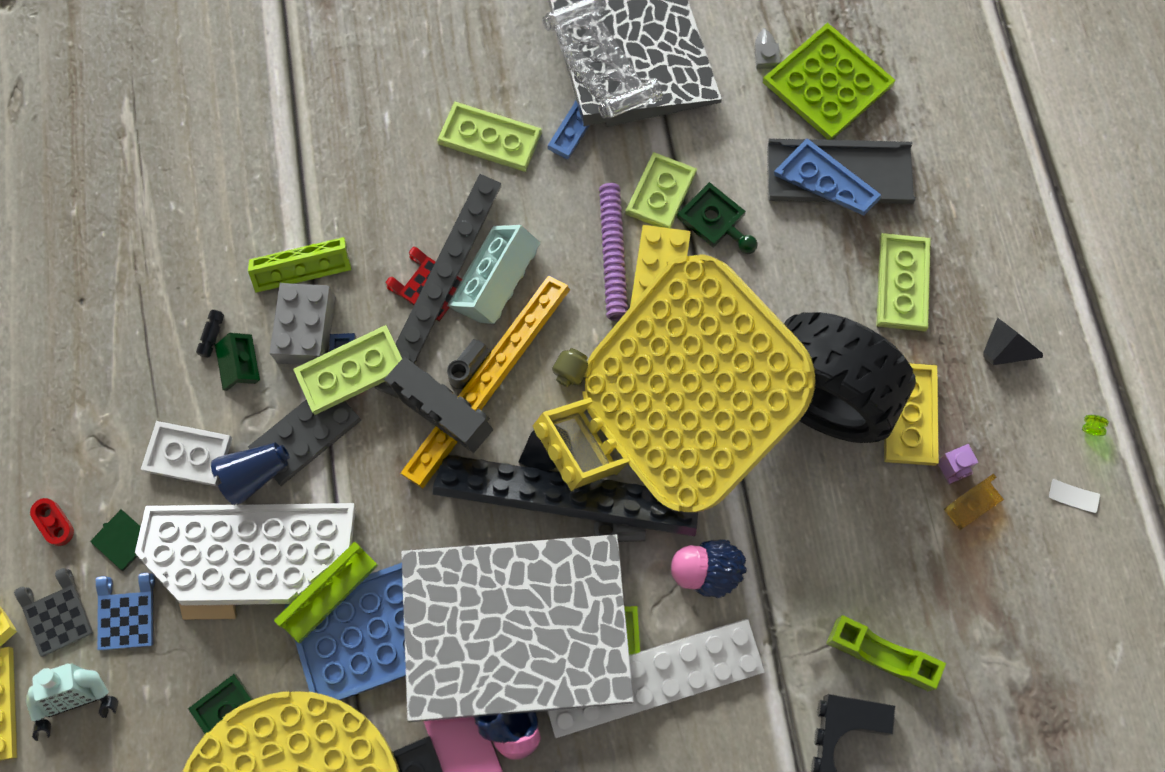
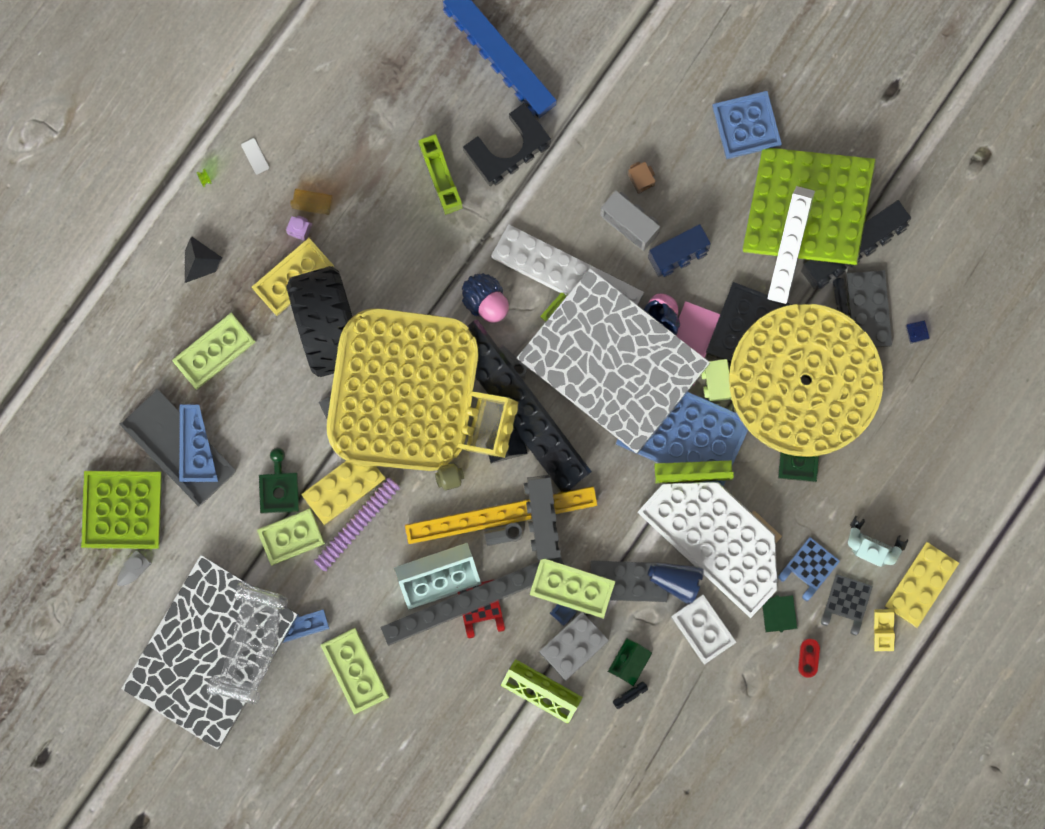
camera: 135 degrees left, 10 degrees up
(388, 715) = (717, 381): none -> yellowish green brick

